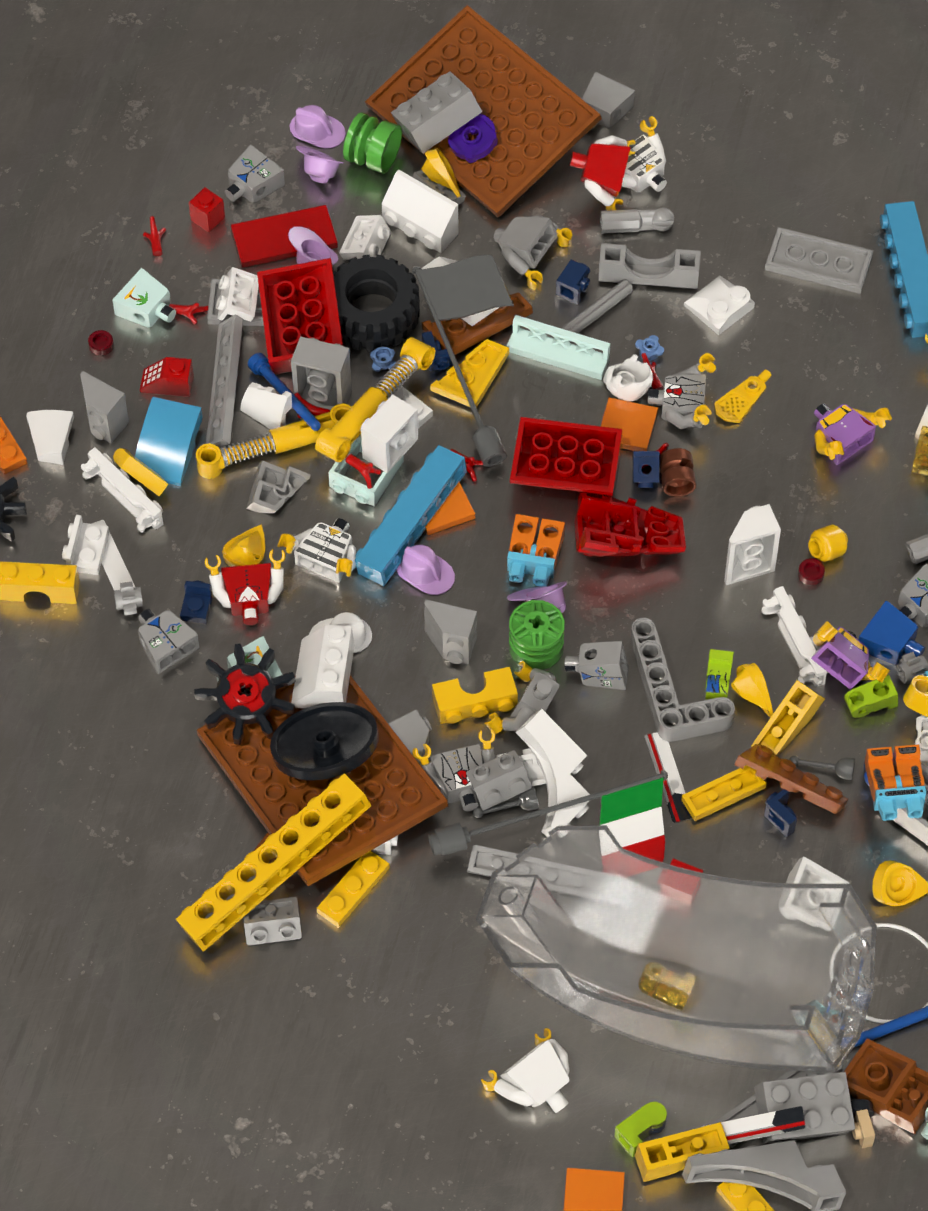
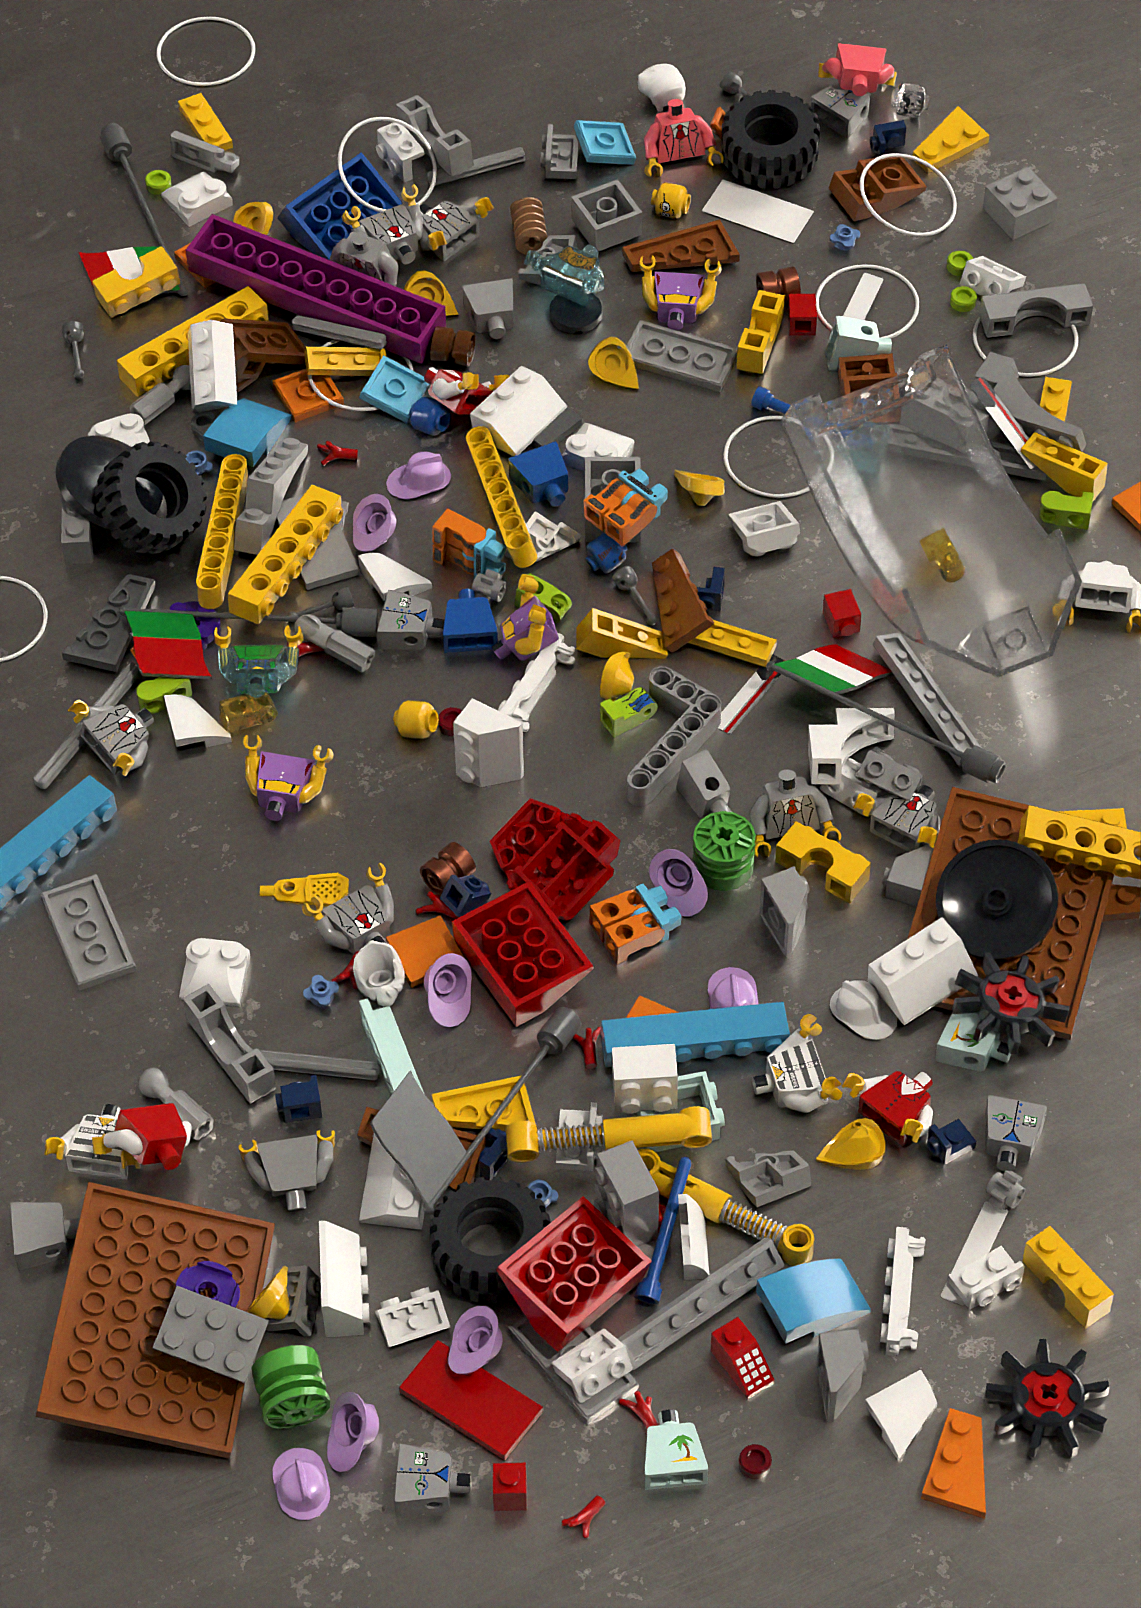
camera: 130 degrees left, 5 degrees down
(139, 471) = (867, 1294): yellow piece -> none
(364, 468) = (691, 1089): red bar -> none
(579, 405) = (449, 989): none -> lavender piece

